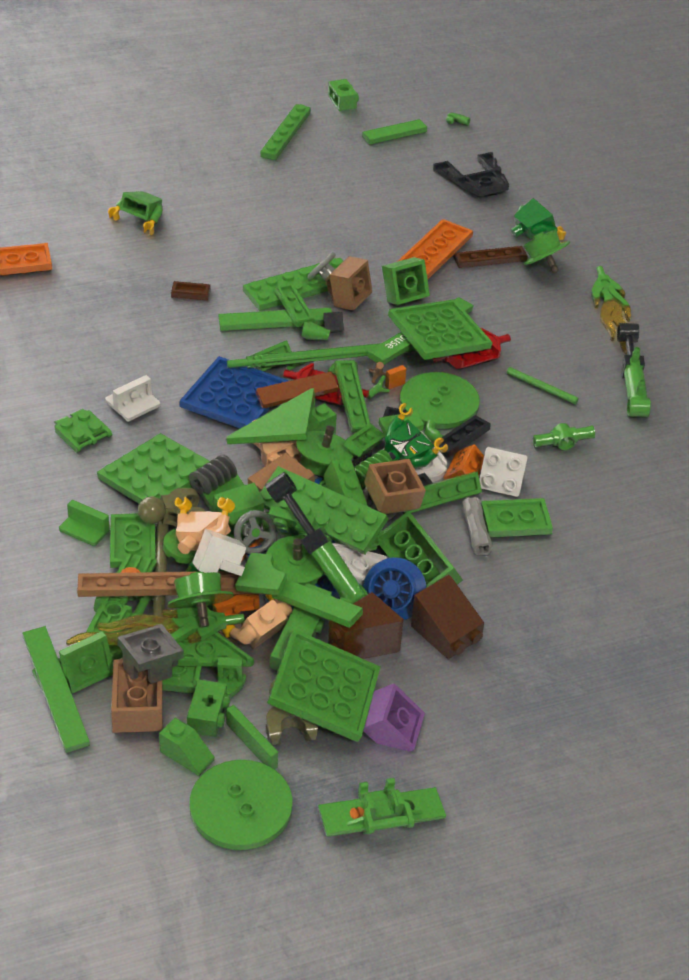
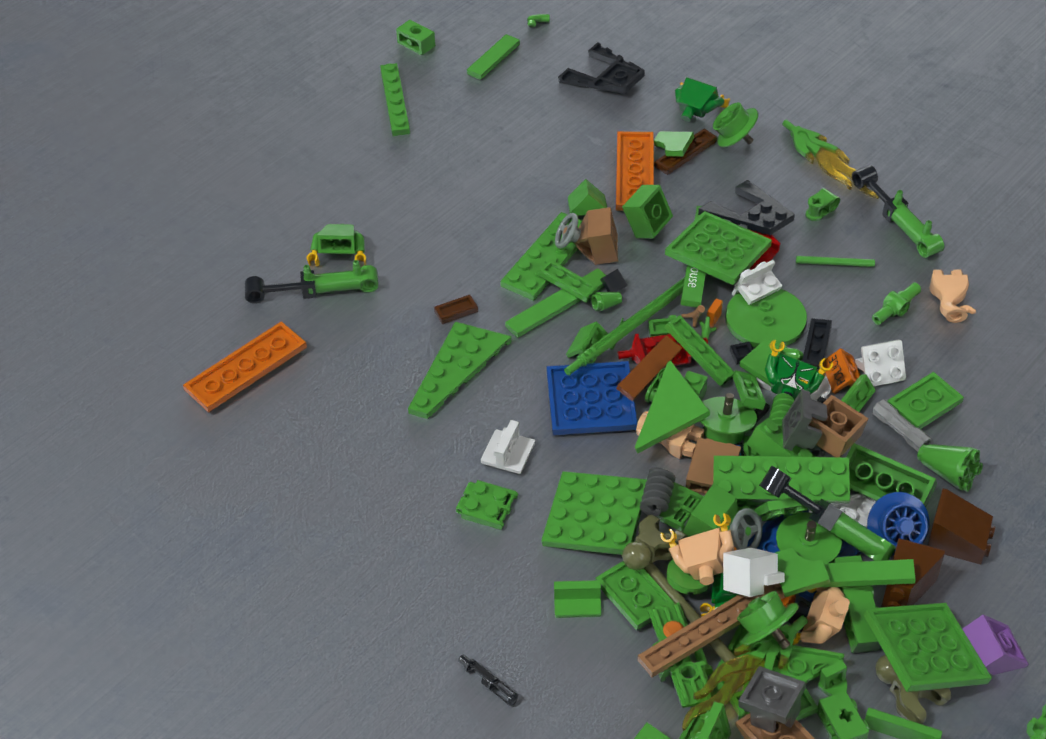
camera: 25 degrees left, 5 degrees up
(95, 228) = (311, 284): none -> piece
(155, 326) = (456, 363): none -> bright green wing
(357, 473) = (796, 422): none -> flat silver panel
(374, 254) = (586, 198): none -> bright green slope
(450, 367) = (757, 283): none -> white bracket
(483, 244) = (674, 142): none -> bright green tile
(492, 572) = (952, 463): none -> bright green cone
(501, 326) = (765, 217): none -> black wing
(570, 337) = (821, 204): none -> bright green piece
(621, 448) = (951, 291): none -> light nougat hips

